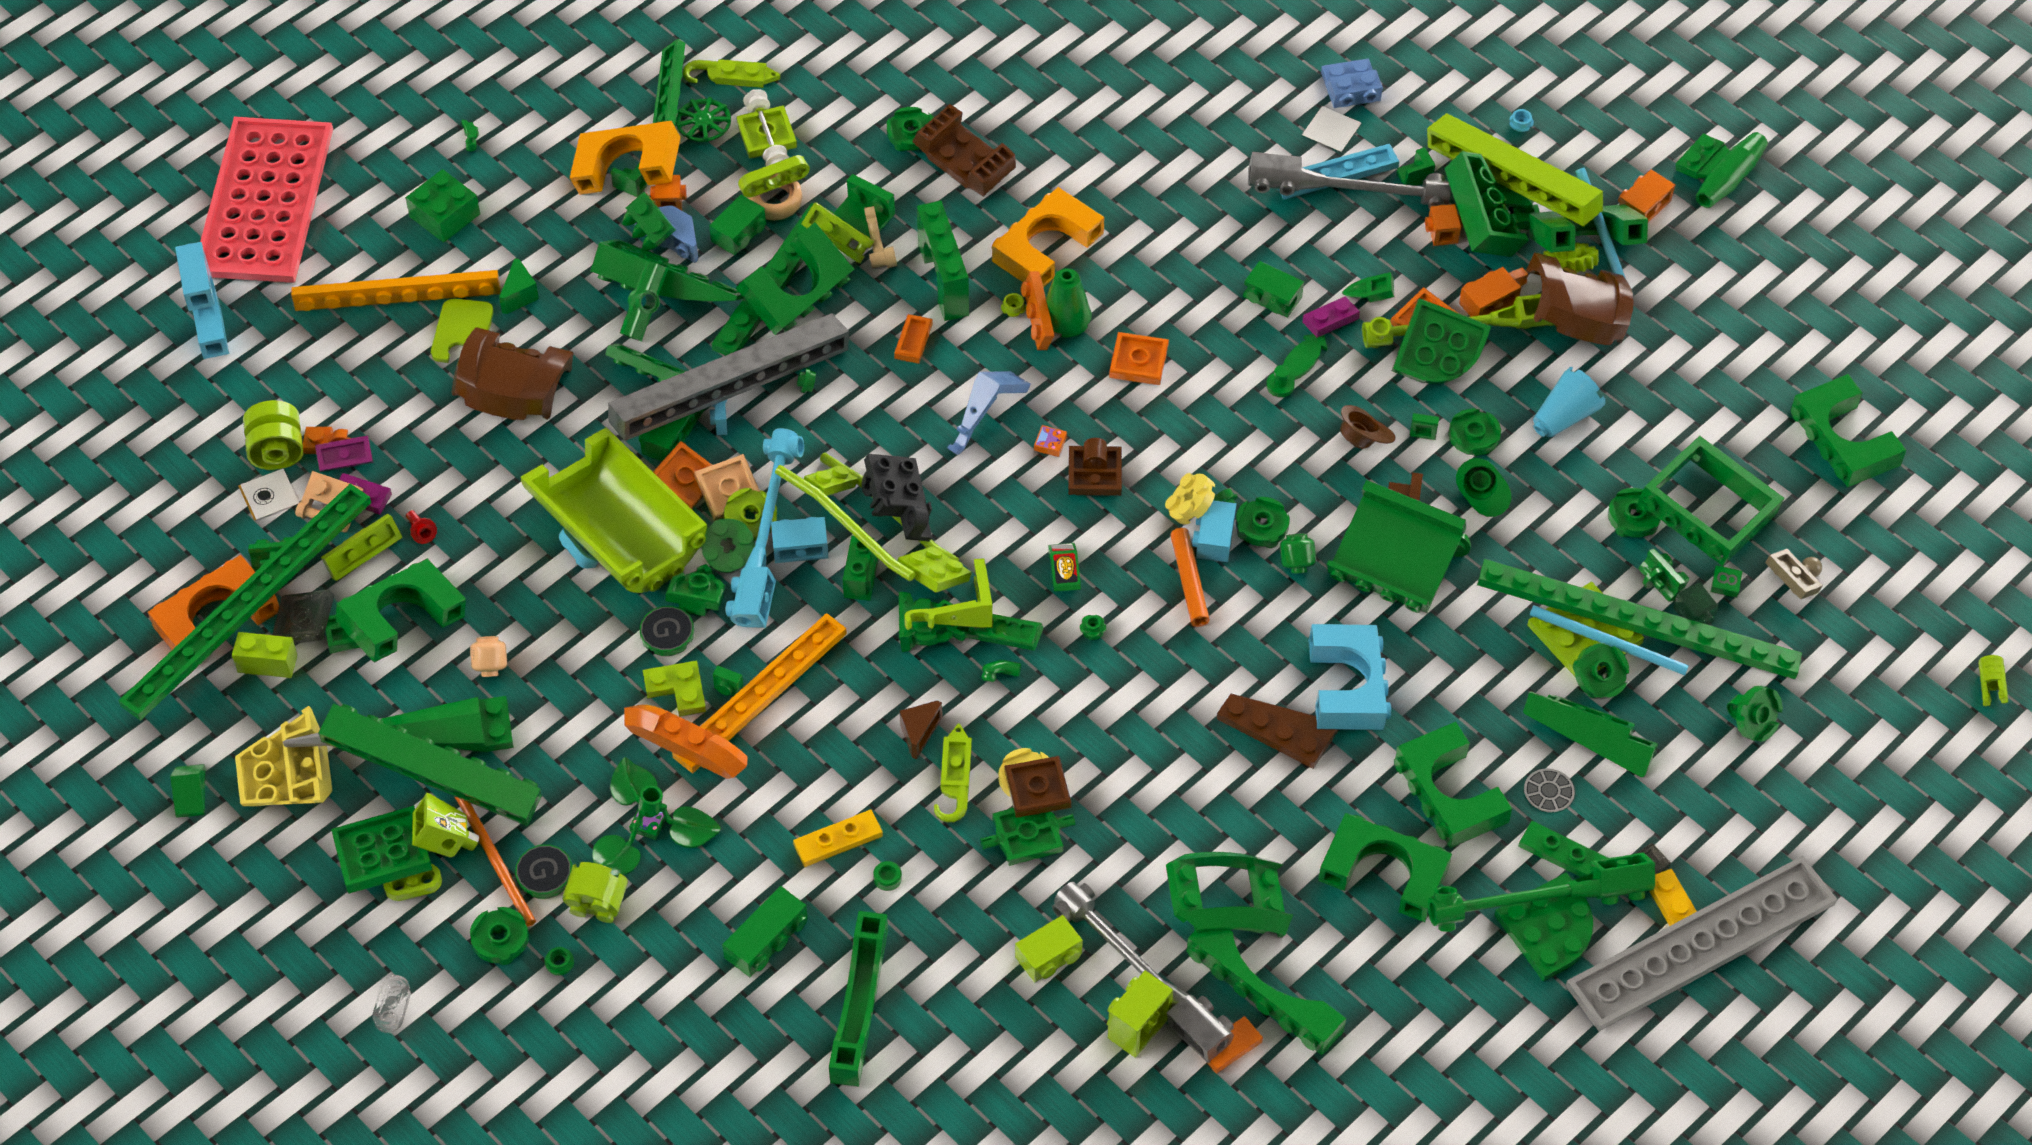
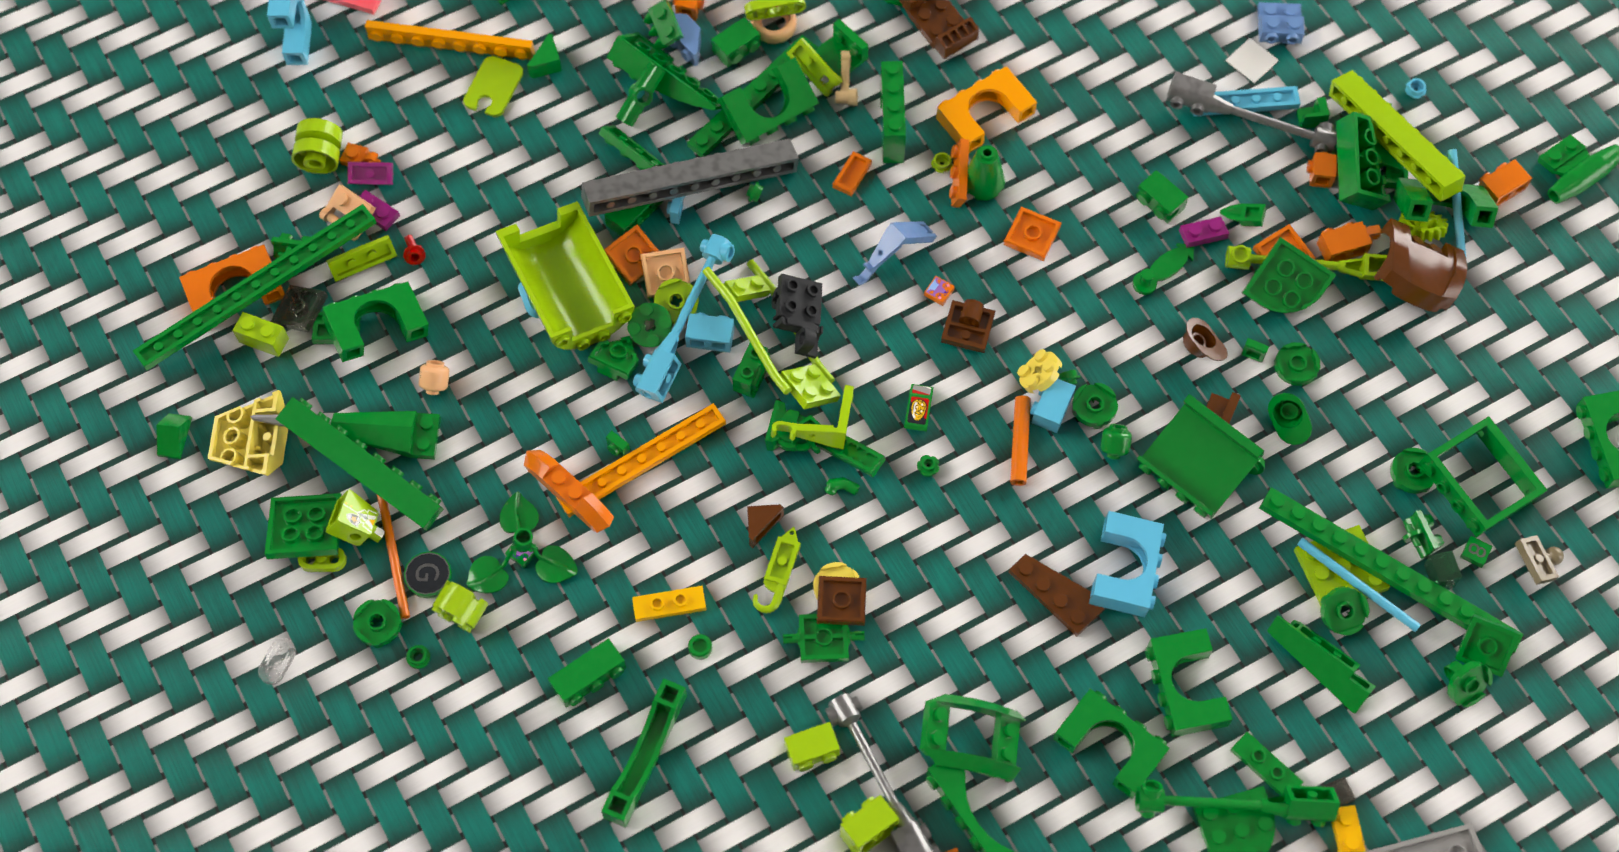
camera: 15 degrees right, 10 degrees up
(268, 494) = (304, 193): white sticker -> none
(508, 378) = (515, 136): reddish brown piece -> none
(666, 630) = (582, 387): black tile -> none
(680, 680) = (582, 434): lime plate -> none
(1549, 790) = (1270, 705): sticker -> none
(1568, 403) = (1382, 359): medium azure cone -> none
(1767, 666) = (1488, 644): none -> green plate

